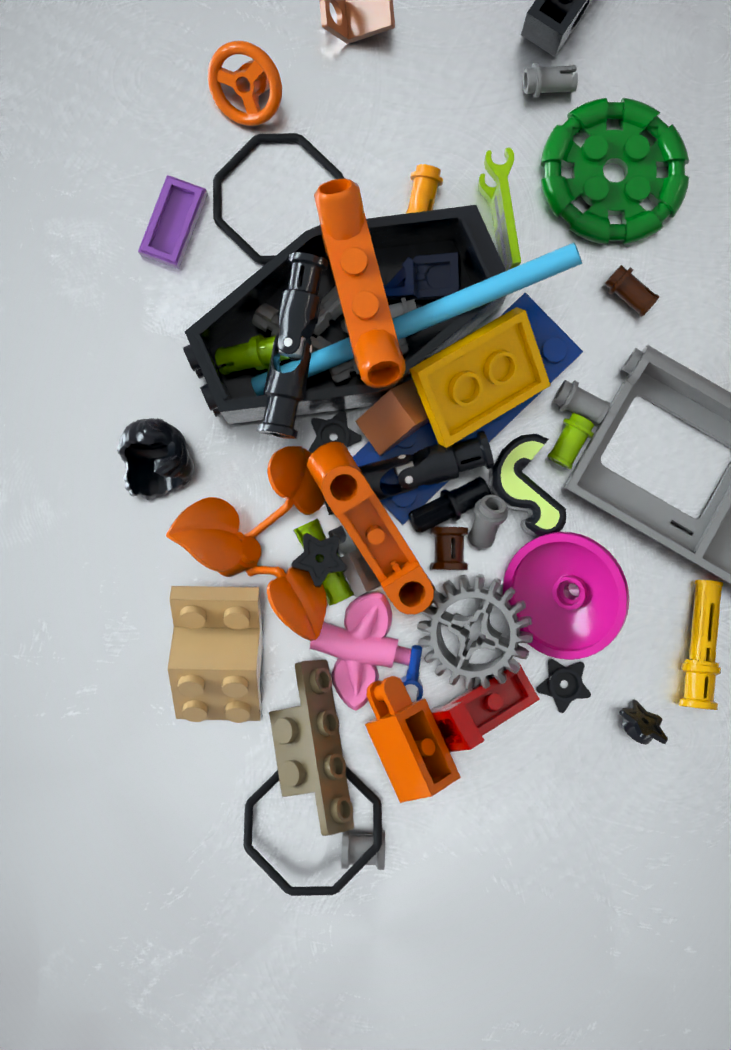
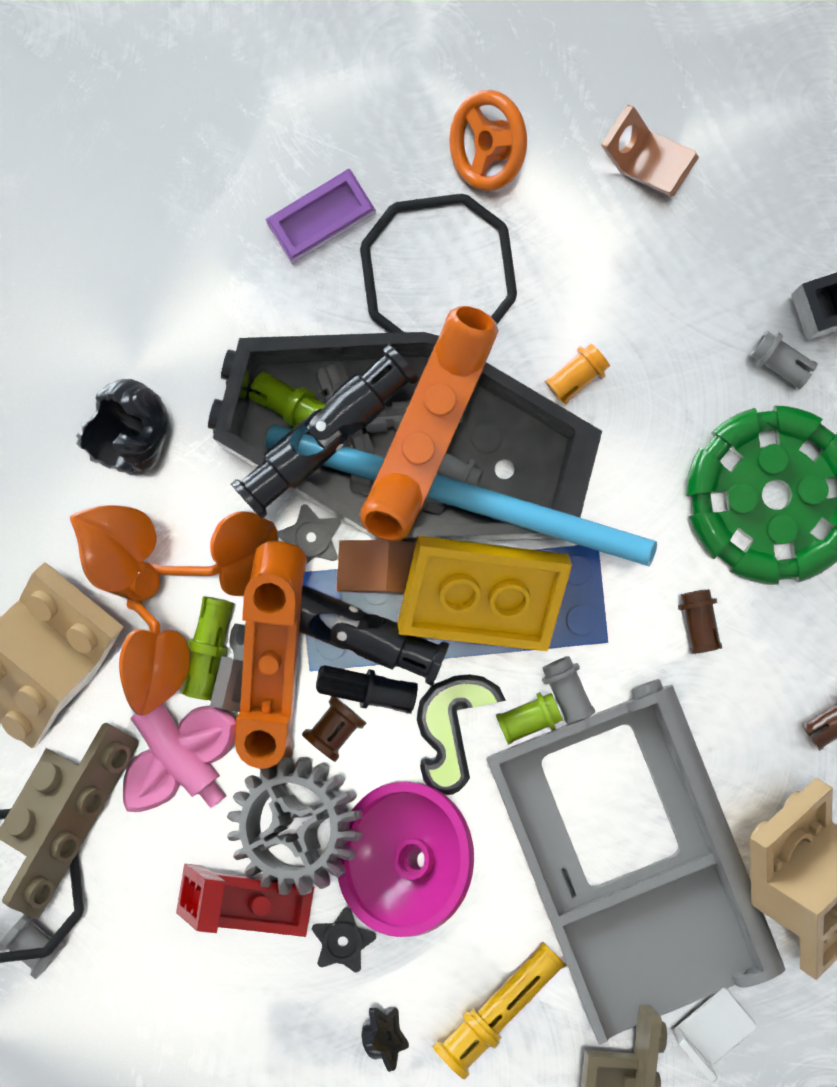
camera: 40 degrees right, 0 degrees up
(319, 570) = (217, 640): black plate -> none
(408, 742) = (151, 879): orange brick -> none
(412, 675) = (206, 819): blue hand -> none
(426, 277) = (511, 458): dark blue slope -> none
(489, 513) = (395, 727): light grey pin -> none
(501, 208) = (646, 421): lime flag -> none

